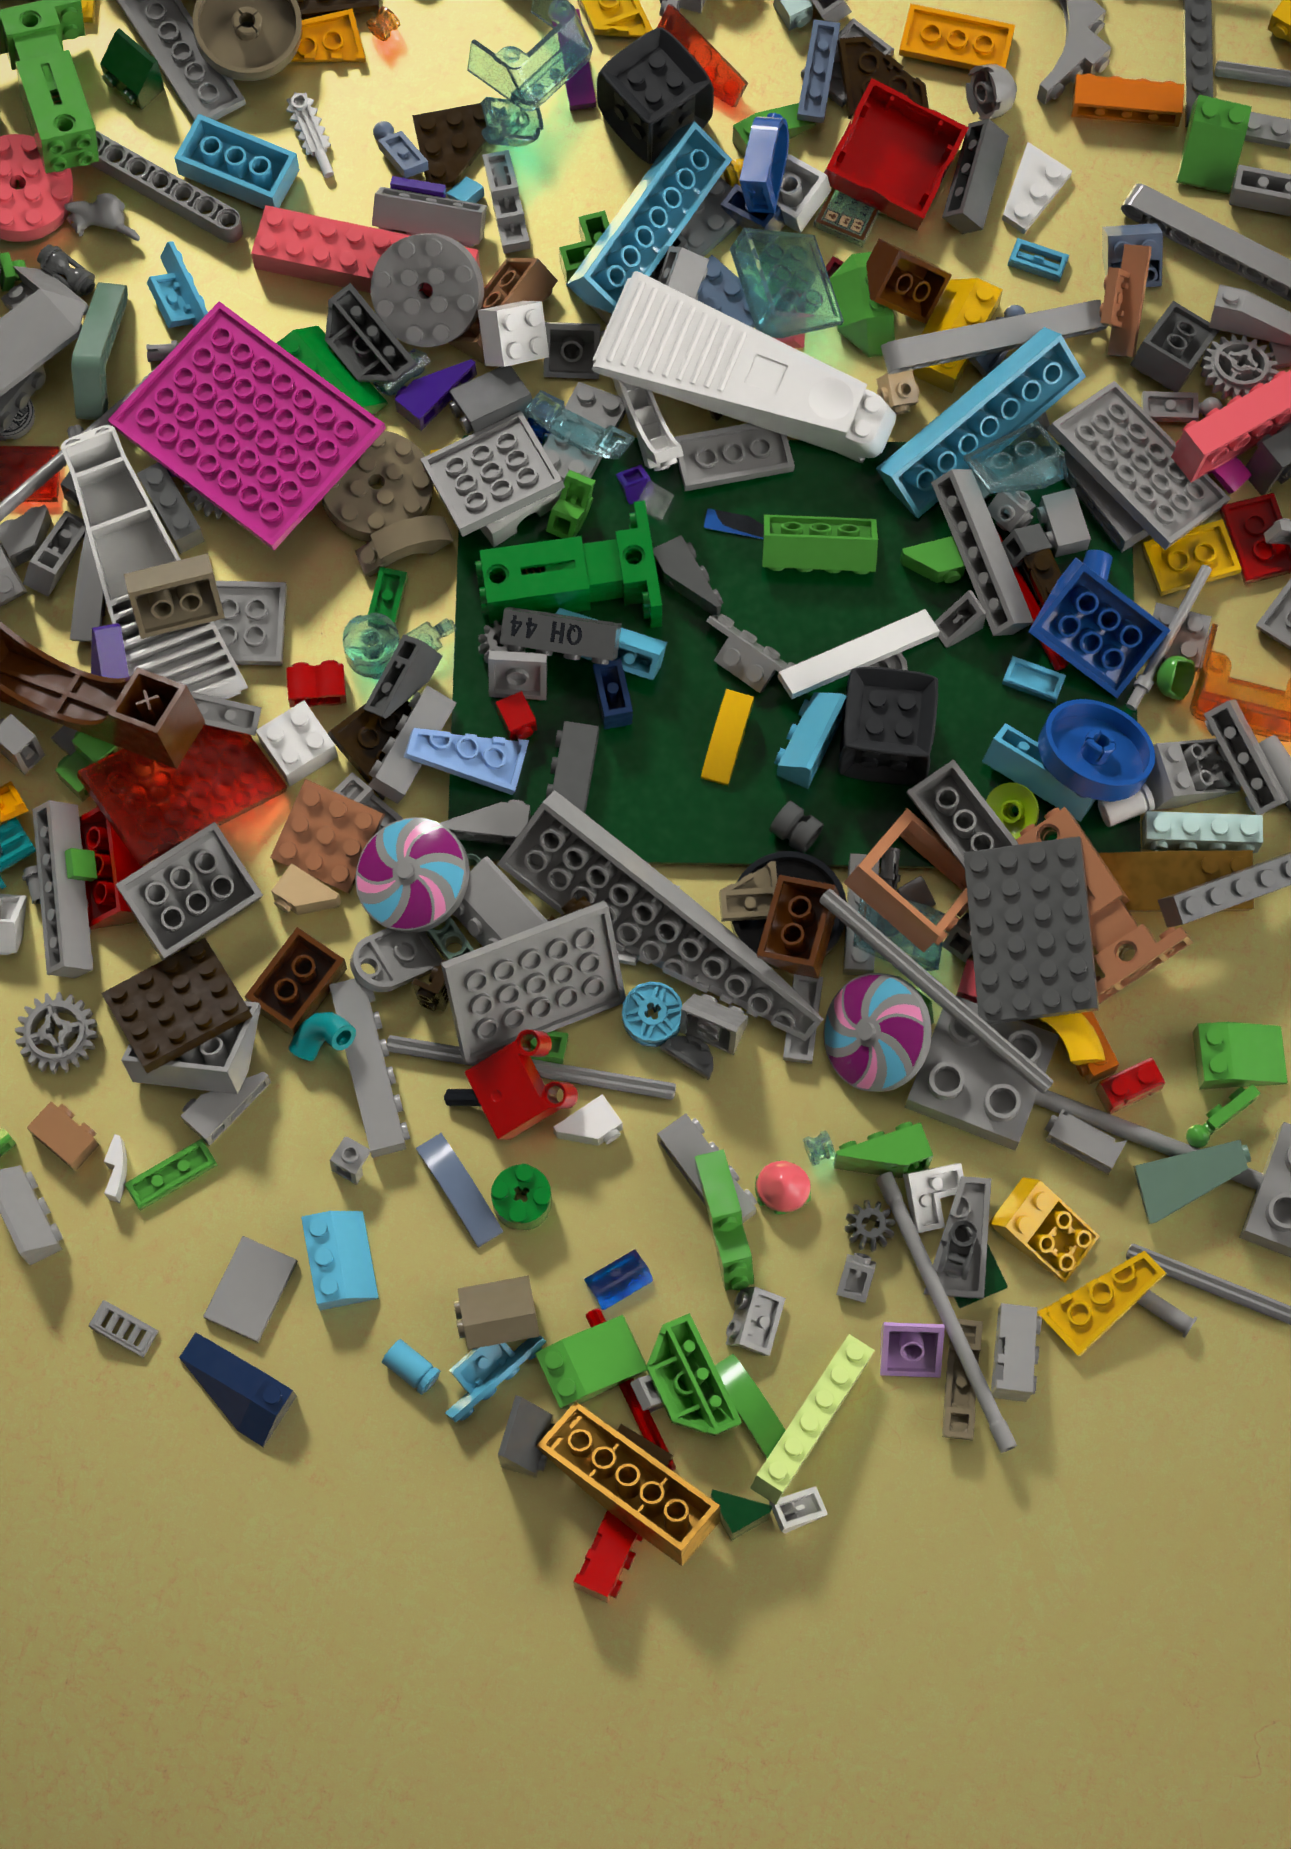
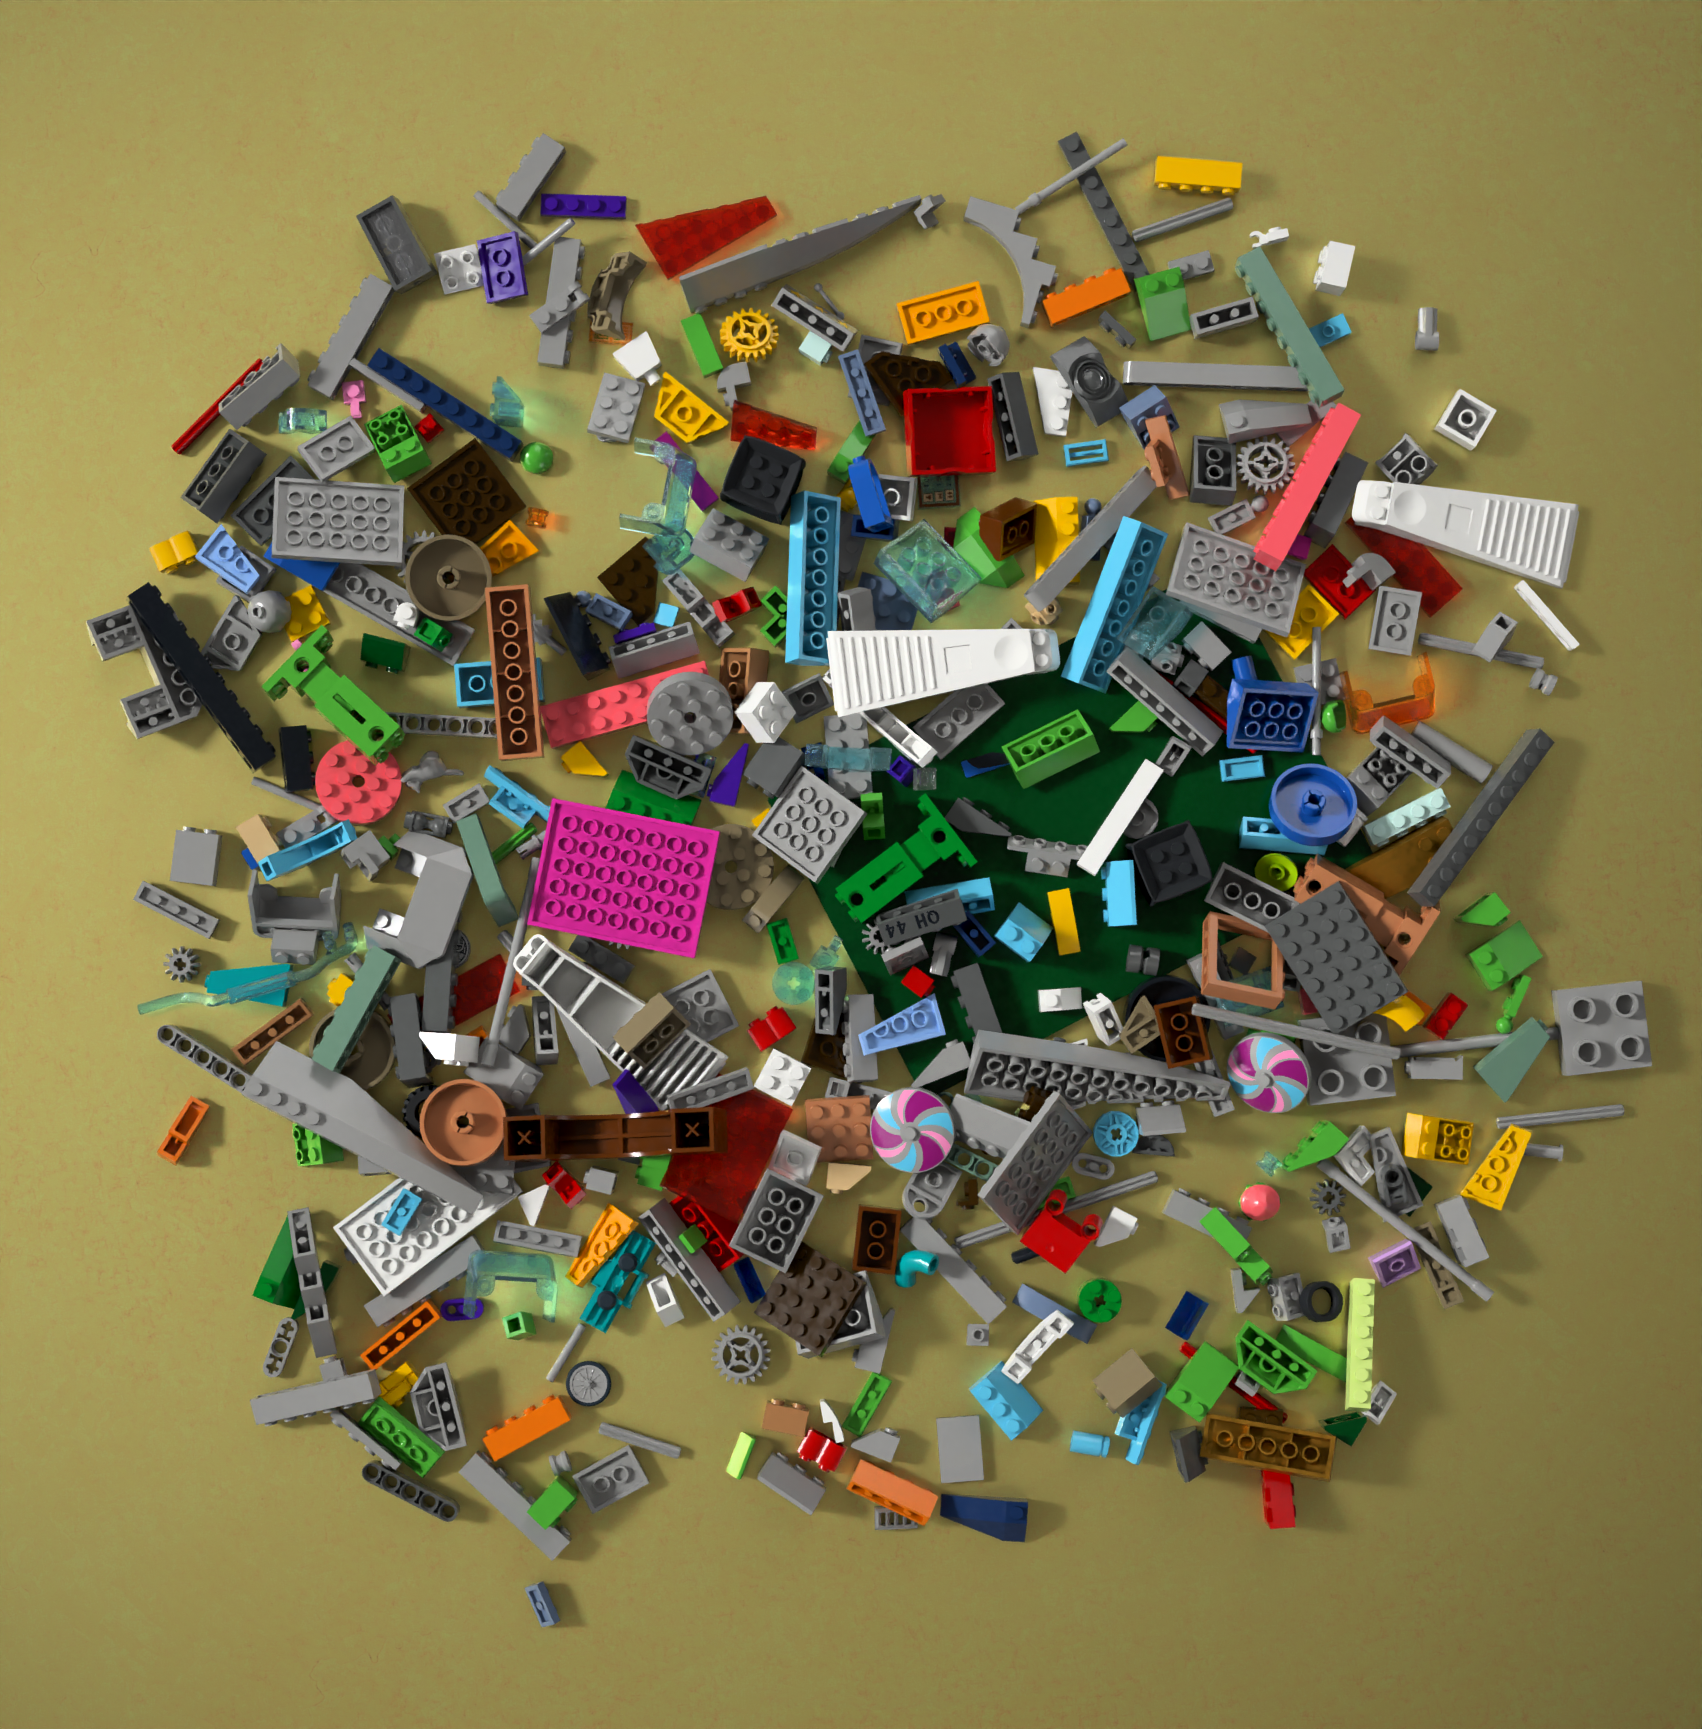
camera: 25 degrees left, 15 degrees up
(83, 1196) = (821, 1449): none -> red brick
(118, 952) = (749, 1279): none -> clear blue slope
(123, 270) = (466, 803): none -> light grey plate
(137, 1292) = (892, 1492): none -> orange brick
(140, 340) = (514, 842): none -> bright green axle
(156, 1226) = (878, 1443): none -> light grey slope
(178, 44) = (407, 615): none -> white plate
(196, 78) = (433, 634): none -> green bracket
(257, 147) = (514, 672): none -> nougat brick
(257, 838) = (795, 1157): none -> white plate
(277, 292) = (582, 762): none -> yellow slope
(353, 154) = (578, 635): none -> black slope
(414, 1210) = (1035, 1345): none -> white slope
(550, 218) = (736, 605): none -> red brick
(568, 695) = (943, 950): none -> light grey piece
(578, 148) = (729, 545): none -> light grey brick
(604, 1039) = (1092, 1166): none -> light grey plate
(669, 722) = (1023, 932): none -> medium azure slope
(672, 822) = (1060, 999): none -> white slope
(699, 1288) = (1242, 1296): none -> light grey slope
(712, 869) = (1104, 1016): none -> white brick
(814, 1340) = (1306, 1301): none -> black tyre
(942, 90) = (956, 364): none -> dark blue bracket
(1085, 185) = (1090, 380): none -> dark grey slope
(1146, 153) = (1122, 336): none -> dark grey plate
(1240, 986) = (1485, 912): none -> bright green slope

